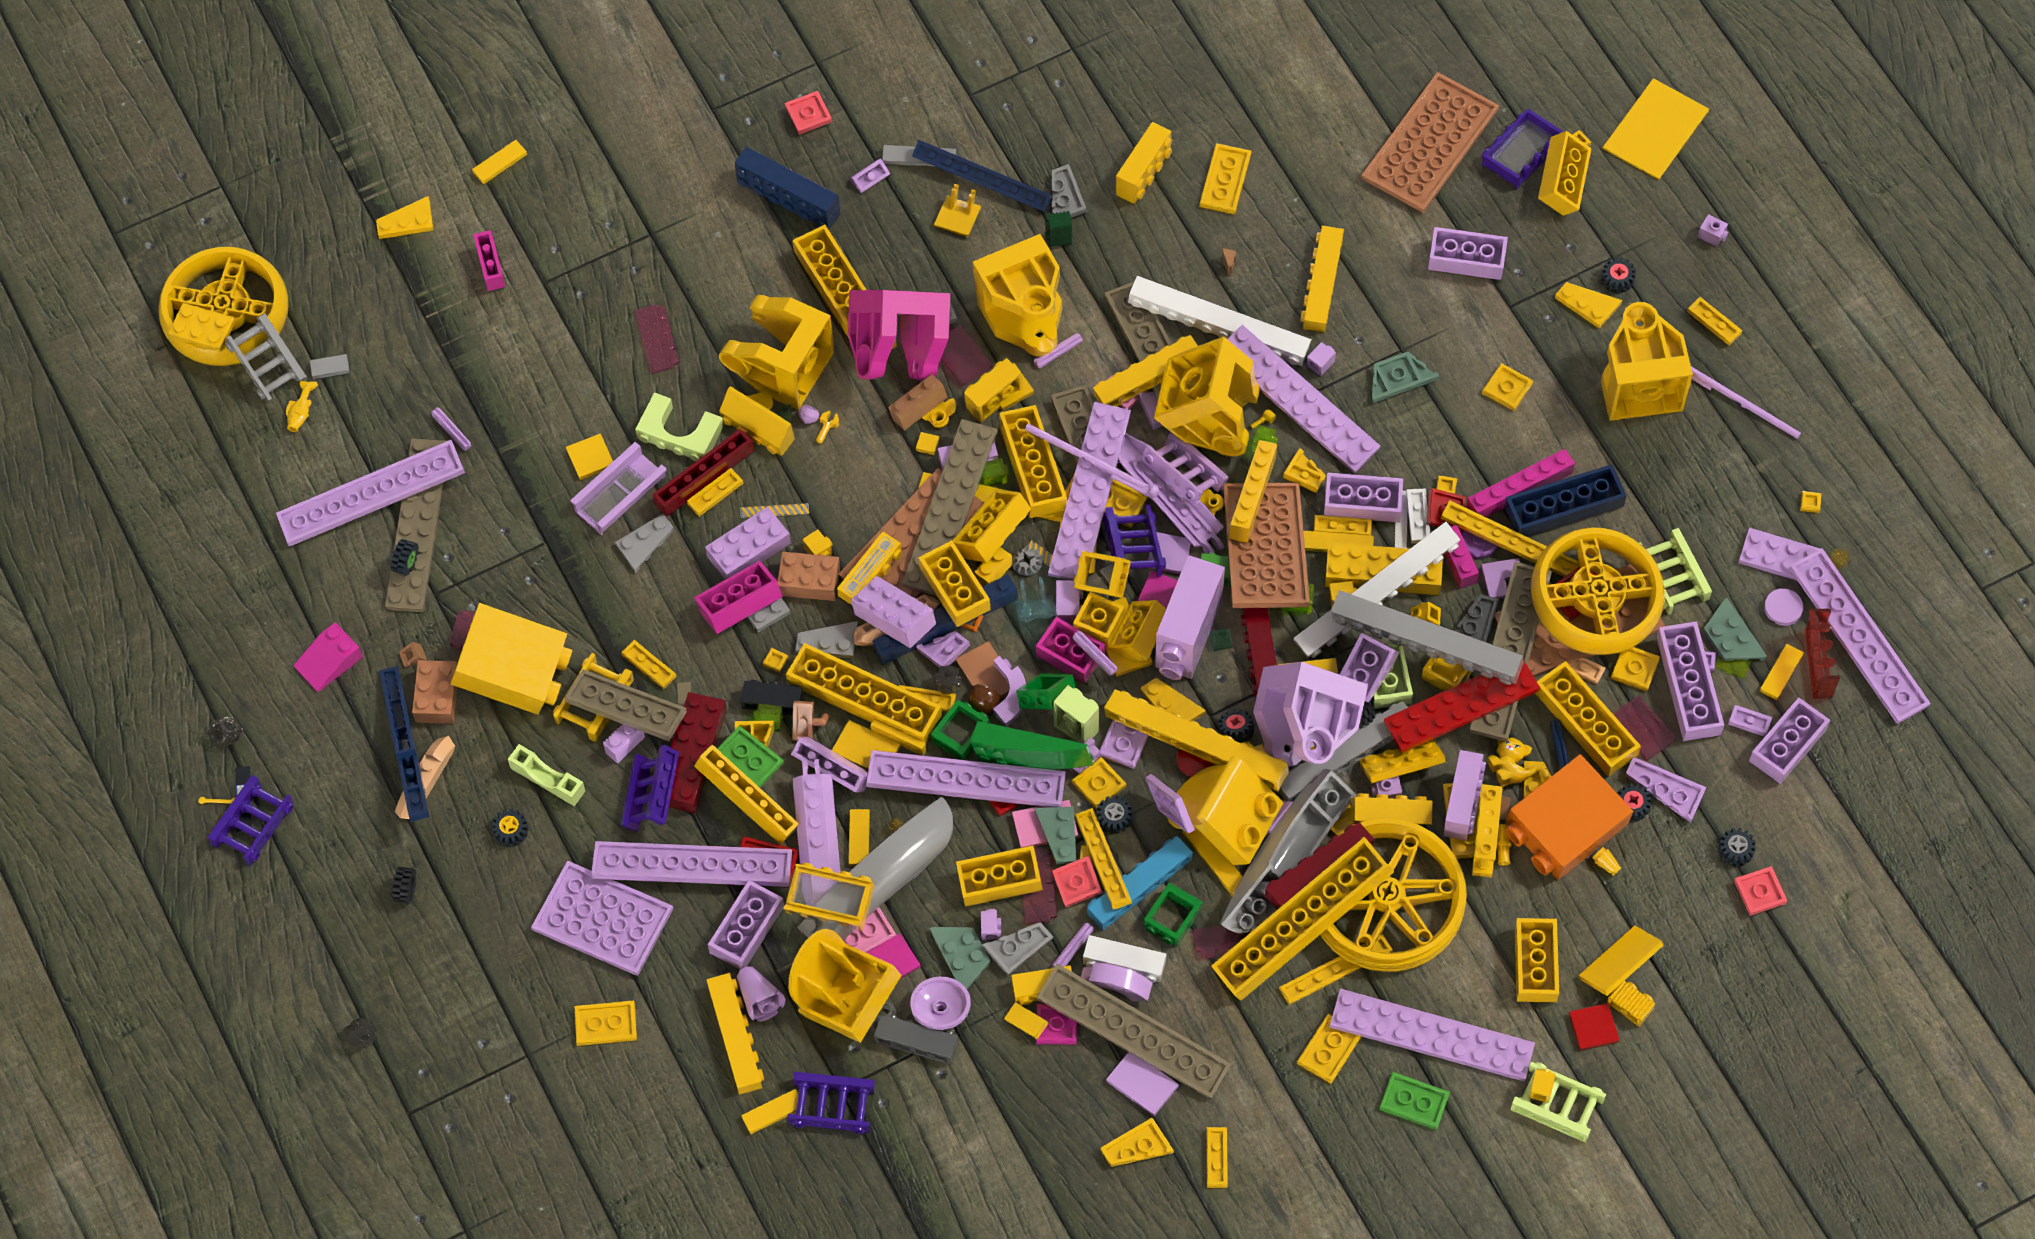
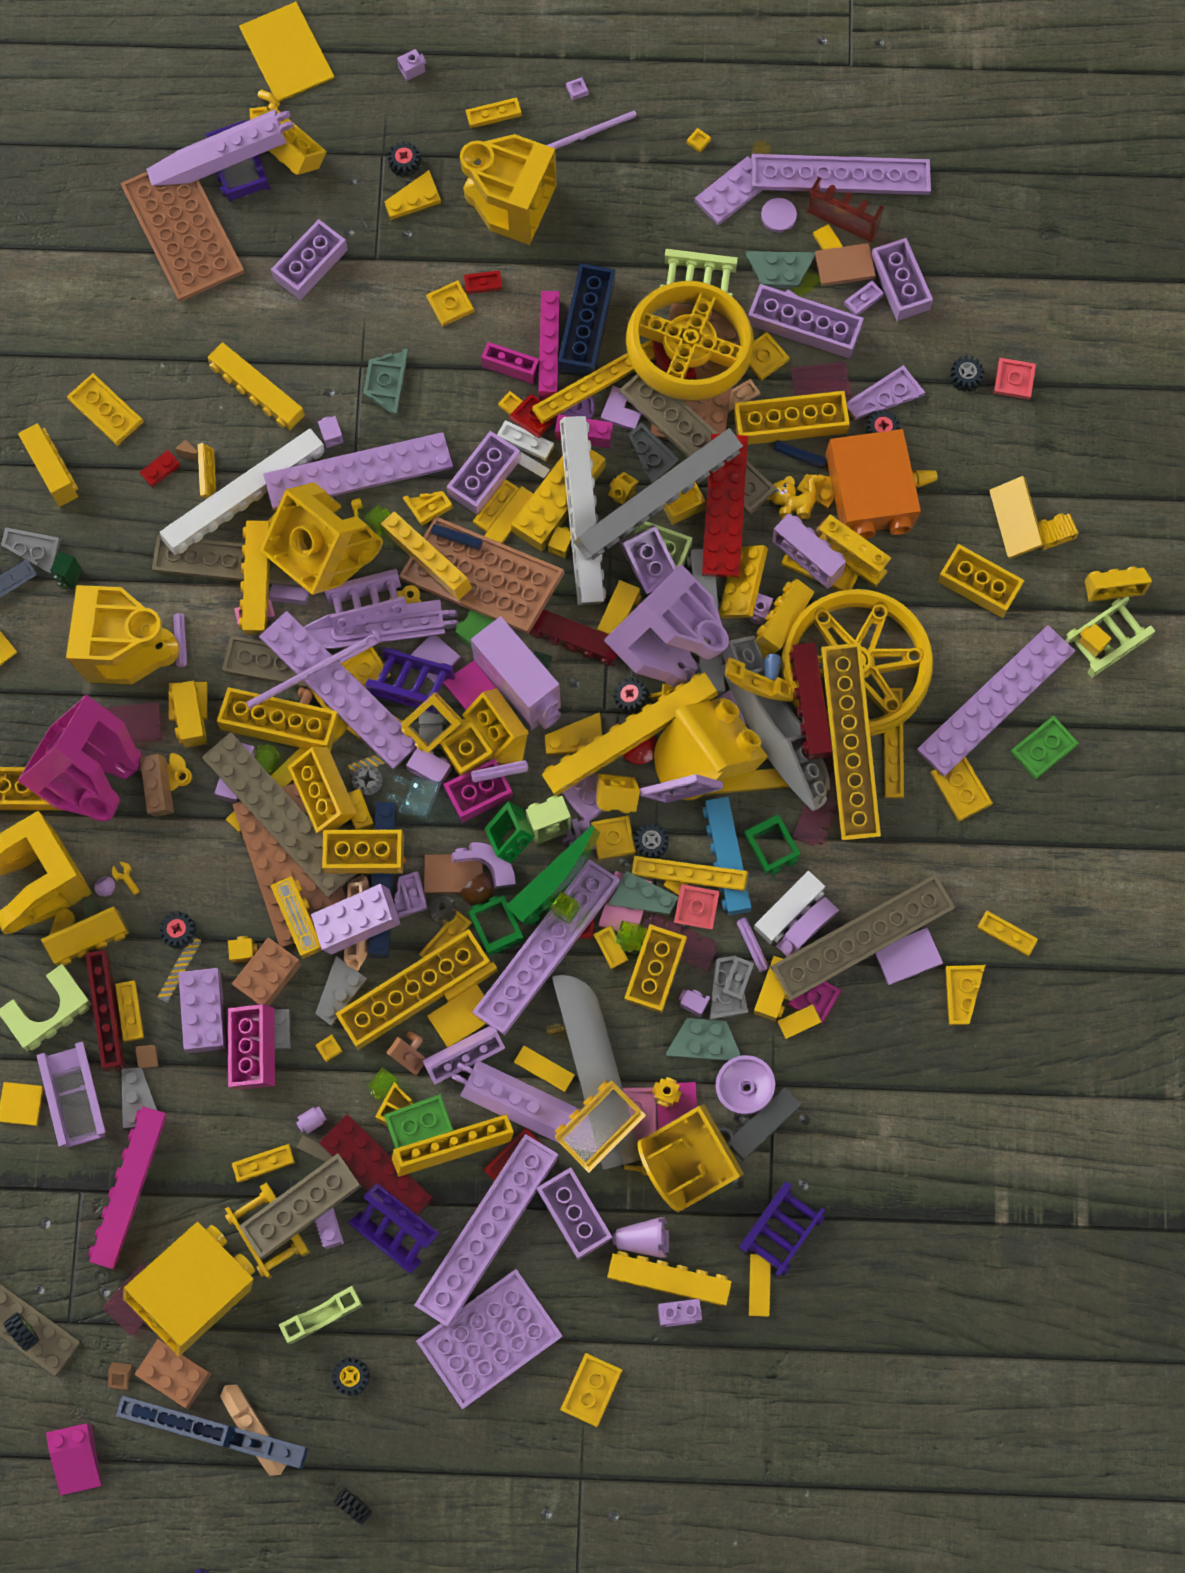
camera: 60 degrees left, 10 degrees up
(567, 572) = (128, 1187): none -> dark pink brick
(685, 527) = (147, 1056): none -> medium nougat slope
(705, 679) = (311, 1120): none -> lavender brick
(708, 1054) = (687, 1314): none -> lavender window
(770, 693) = (363, 1071): black brick -> none
(803, 495) = (180, 936): none -> black wheel
(894, 941) = (666, 1099): none -> yellow brick
(927, 443) = (199, 800): yellow tile -> none
(998, 832) = (612, 951): none -> yellow tile
(1005, 770) = (565, 907): none -> clear neon green brick
(1015, 838) = (631, 936): none -> clear neon green brick
(1031, 946) = (737, 978): none -> light grey plate
(1067, 472) = (305, 694): none -> nougat arm
(1138, 760) = (617, 793): none -> yellow slope
(1200, 249) = (160, 468): none -> red plate
(1221, 284) = (206, 470): none -> yellow tile
(1288, 507) = (456, 536): none -> dark blue axle
(1306, 812) = (758, 684): none -> yellow slope
(1334, 824) = (772, 666): none -> medium blue cone
(1480, 461) = (510, 362): none -> dark pink brick
(1517, 127) = (221, 150): none -> lavender hinge
(1545, 401) = (483, 282): none -> red plate
(1594, 1026) = (1058, 572): red tile -> none
(1600, 139) = (274, 103): none -> yellow arm
(1614, 1081) = (1117, 584): none -> yellow slope
(1771, 686) = (845, 264): none -> nougat tile
(1789, 376) = (577, 88): none -> lavender tile

